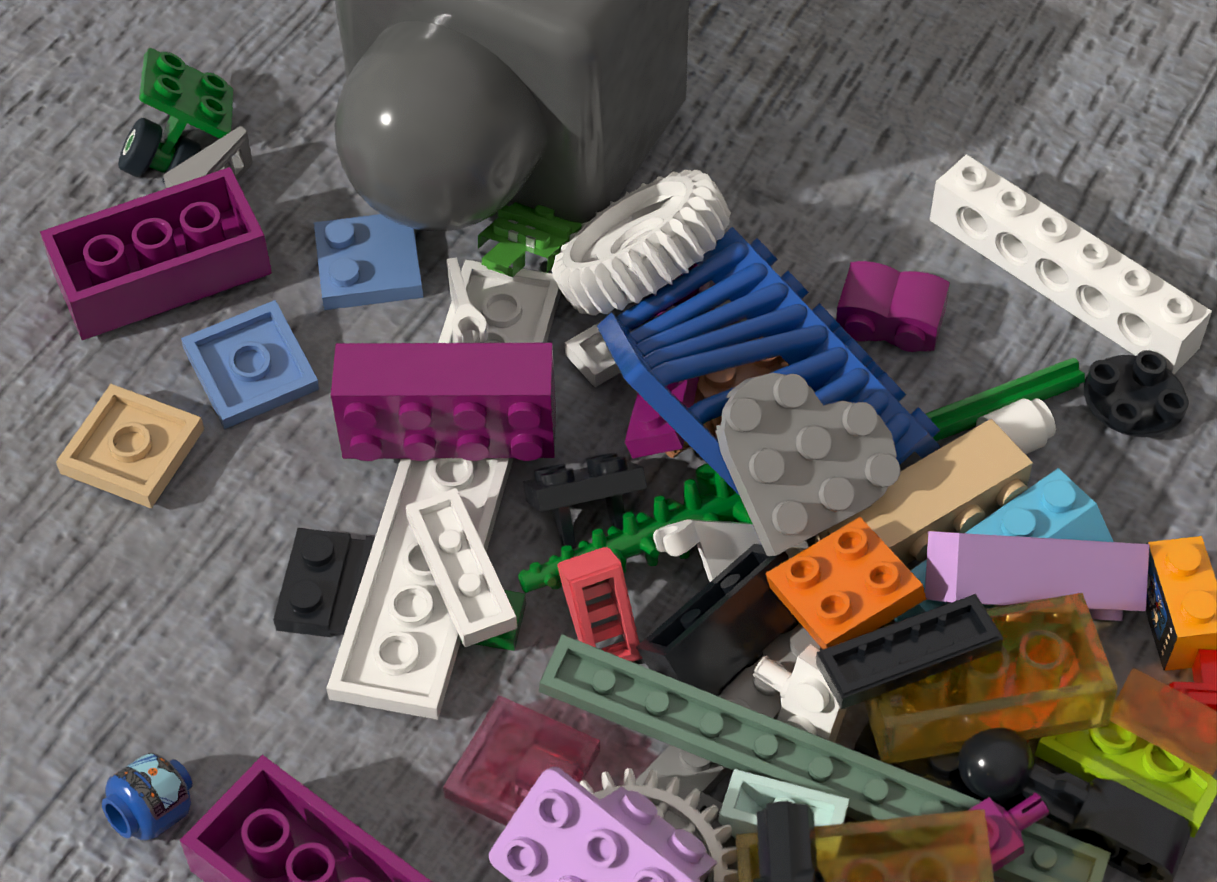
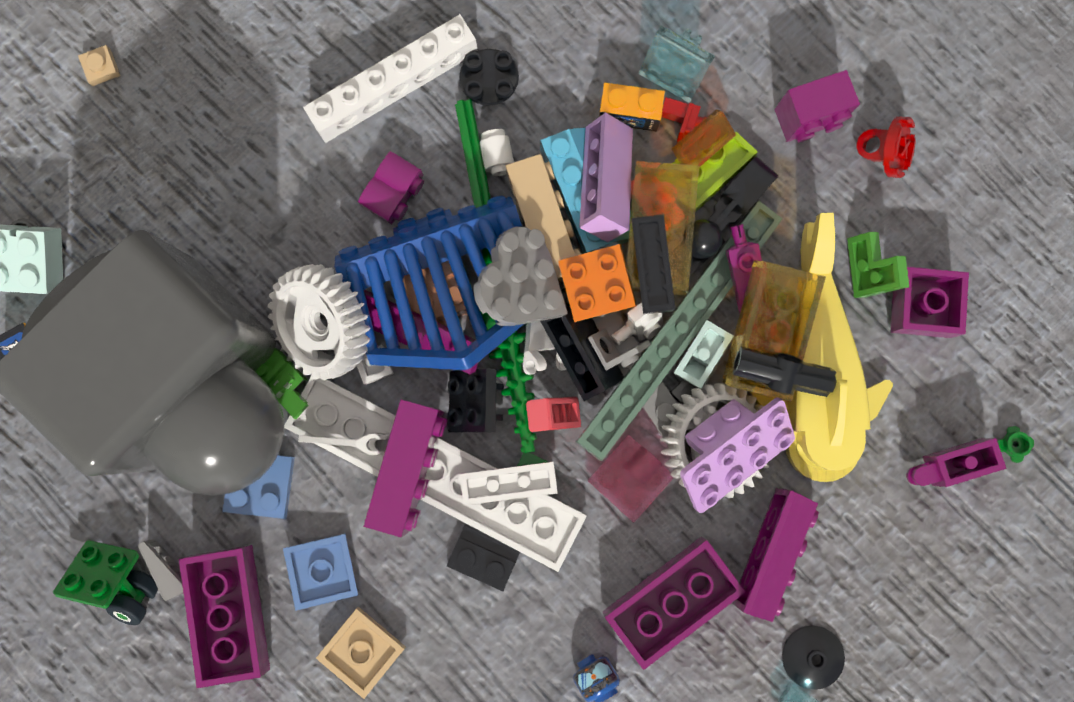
camera: 75 degrees left, 30 degrees up
(738, 678) = (613, 356): none -> light grey bracket

